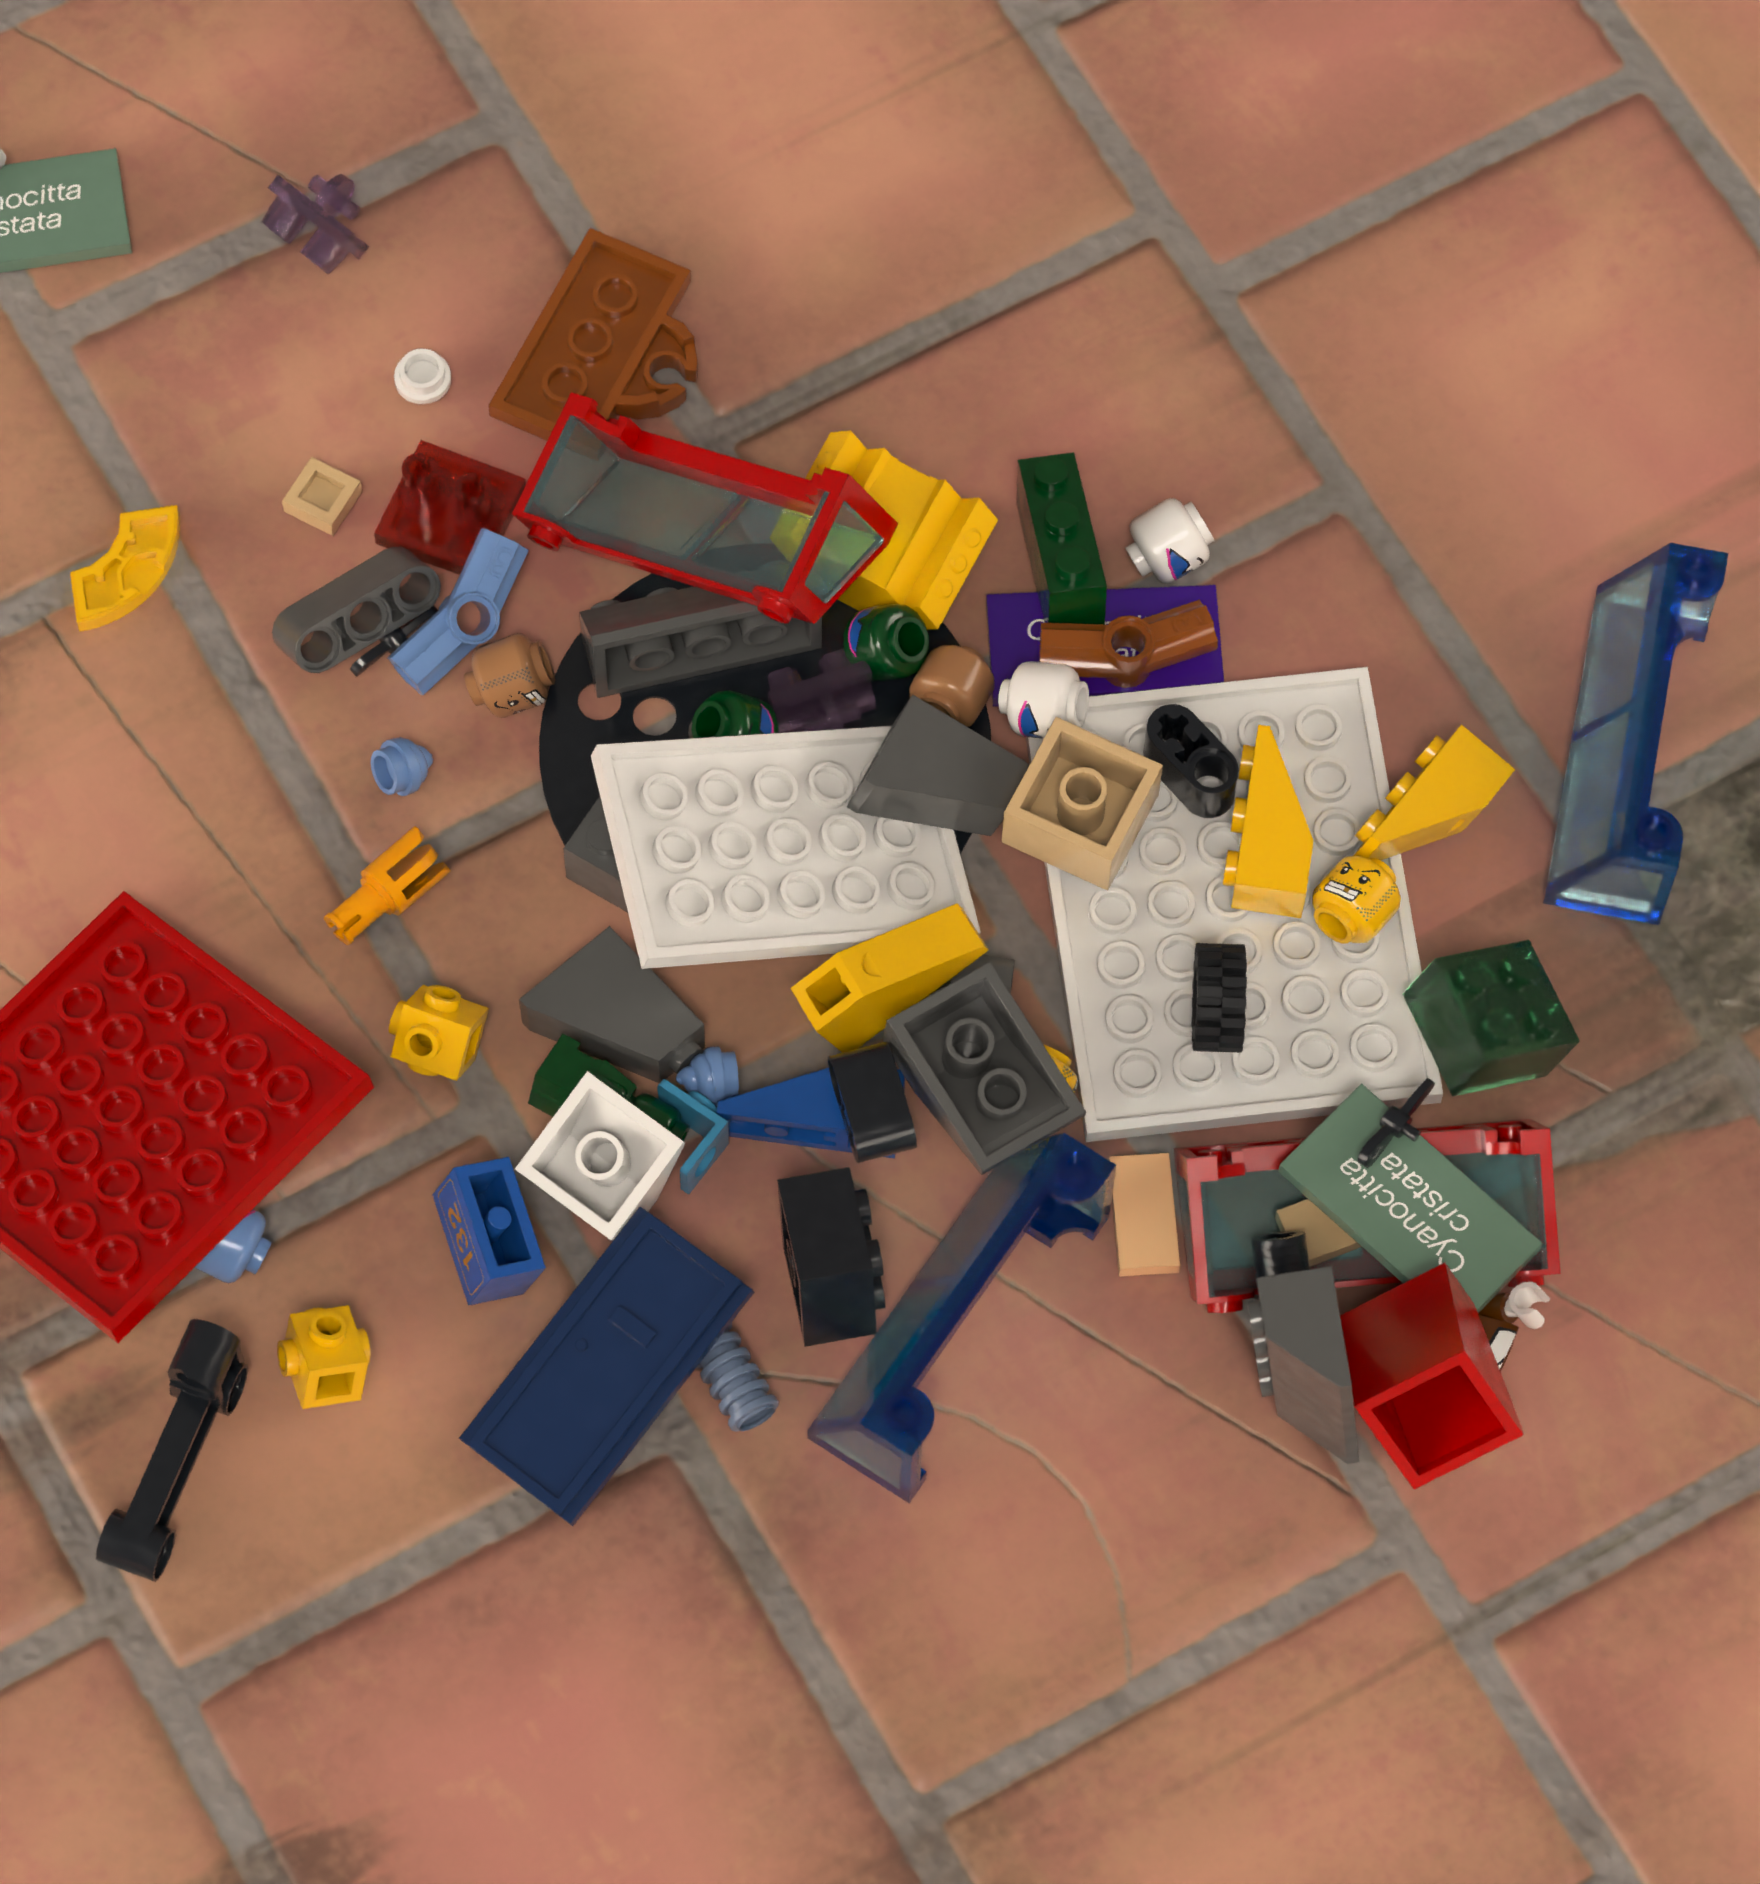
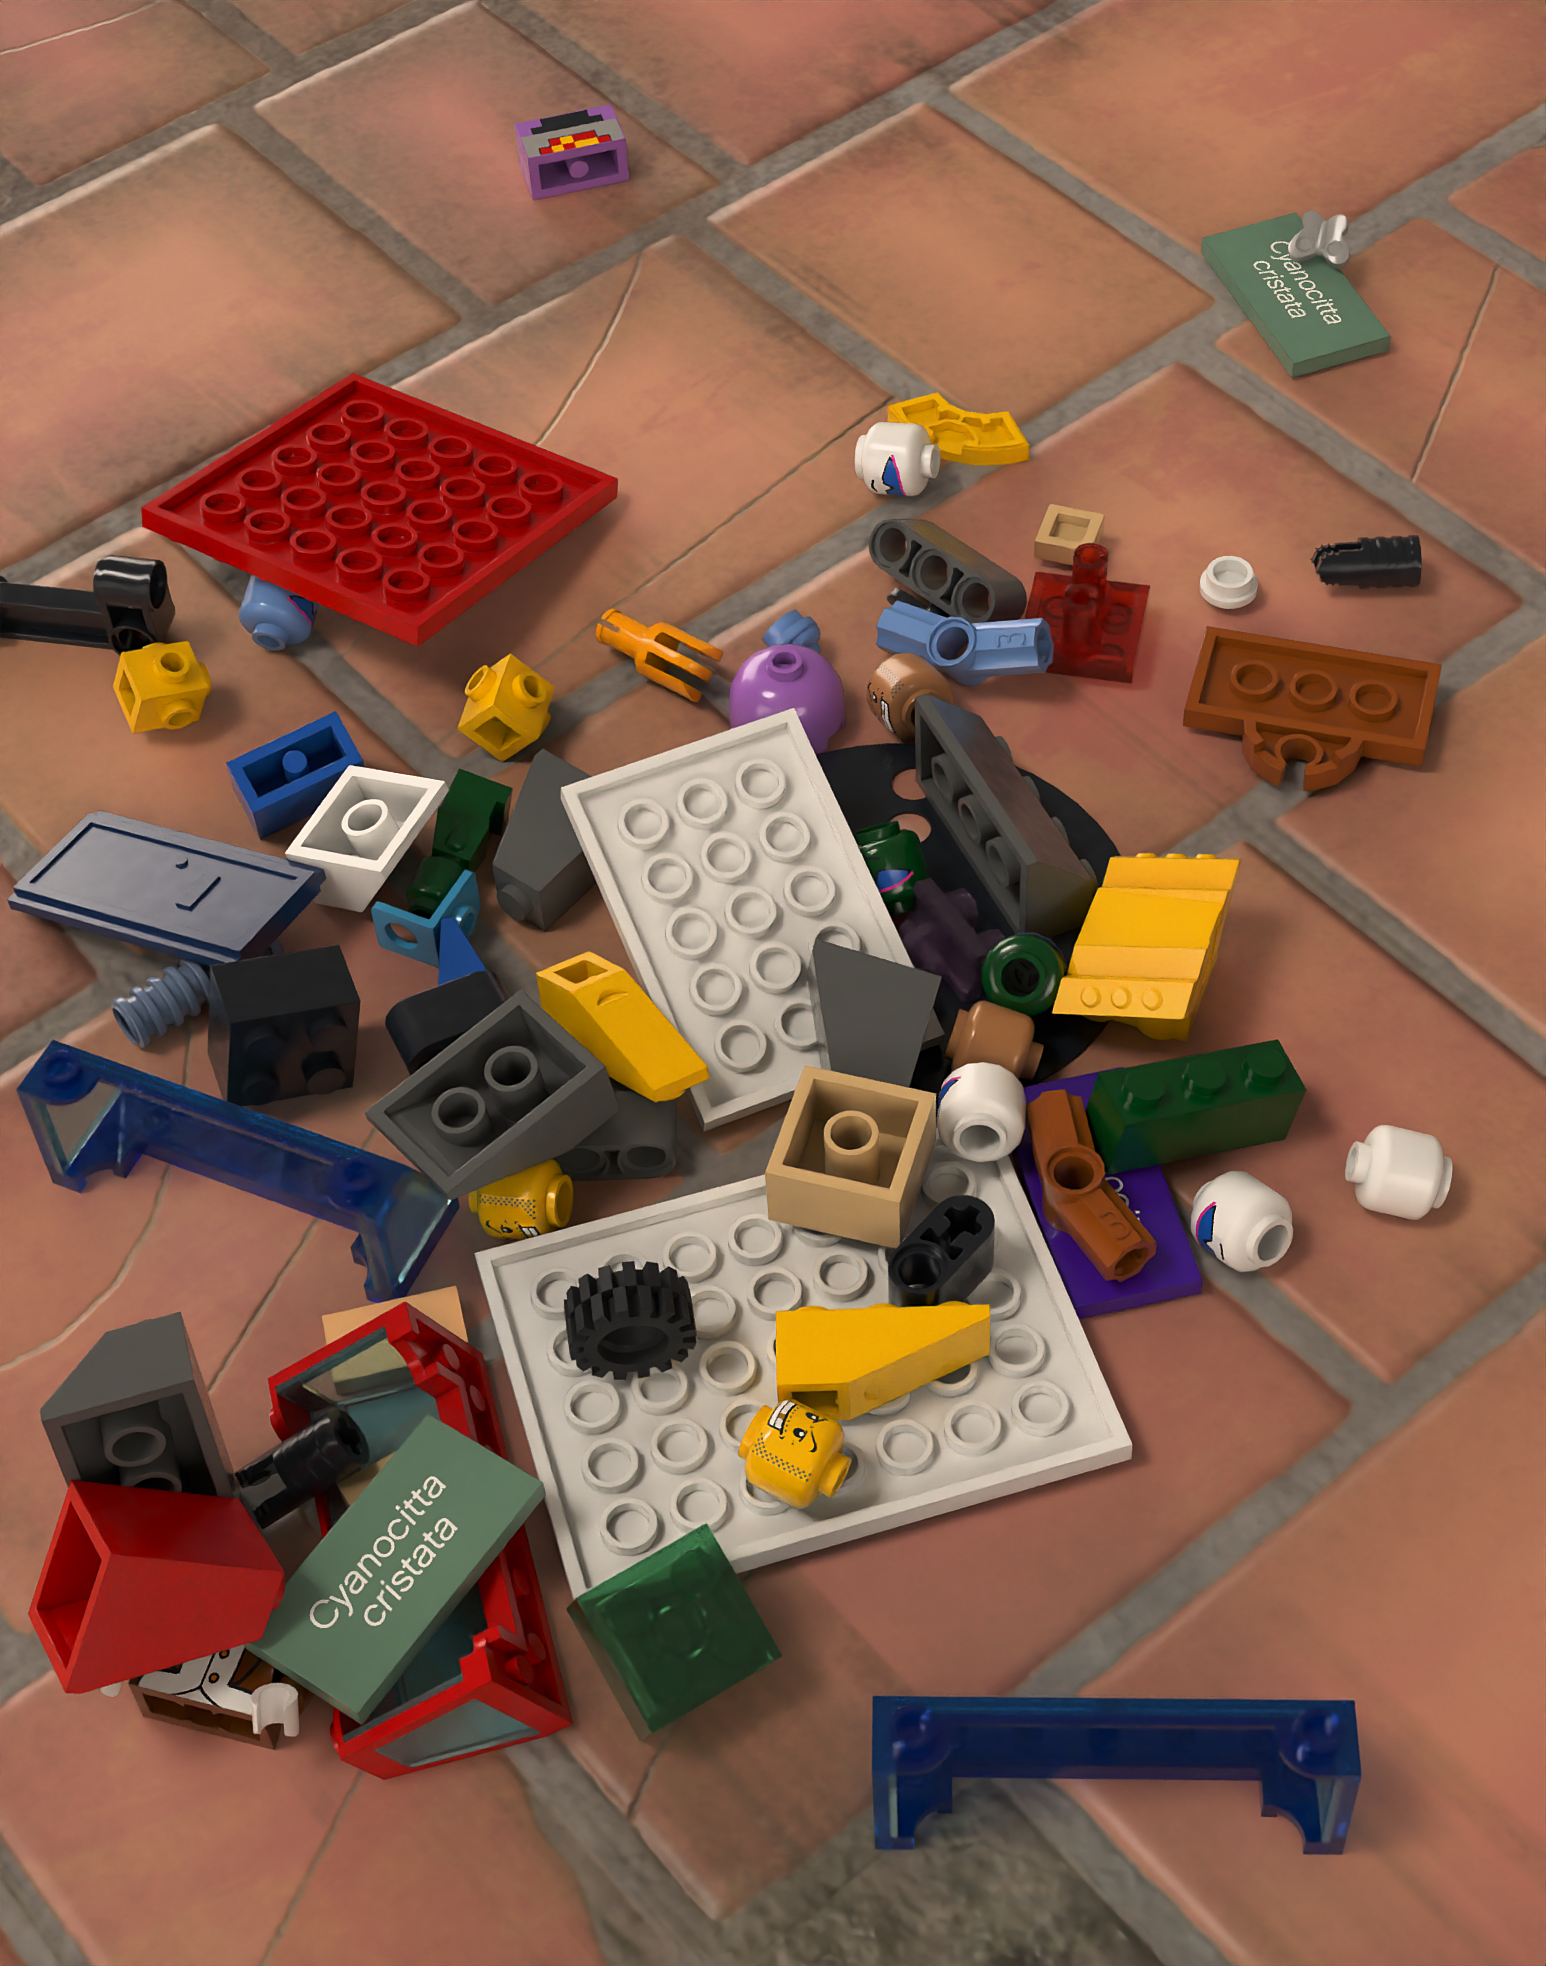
camera: 85 degrees right, 15 degrees down
(174, 625) = (896, 459): none -> white head
(293, 209) = (1368, 476): hips -> none
(433, 250) = (1371, 562): none -> black hinge
(482, 788) = (787, 679): none -> medium lavender cylinder
(701, 515) = (1103, 768): windscreen -> none
(711, 1074) = (498, 928): medium blue plate -> none
(1147, 412) = (1399, 1172): none -> white head
(1395, 1123) = (485, 1517): black piece -> none
(1441, 801) = (966, 1540): yellow slope -> none

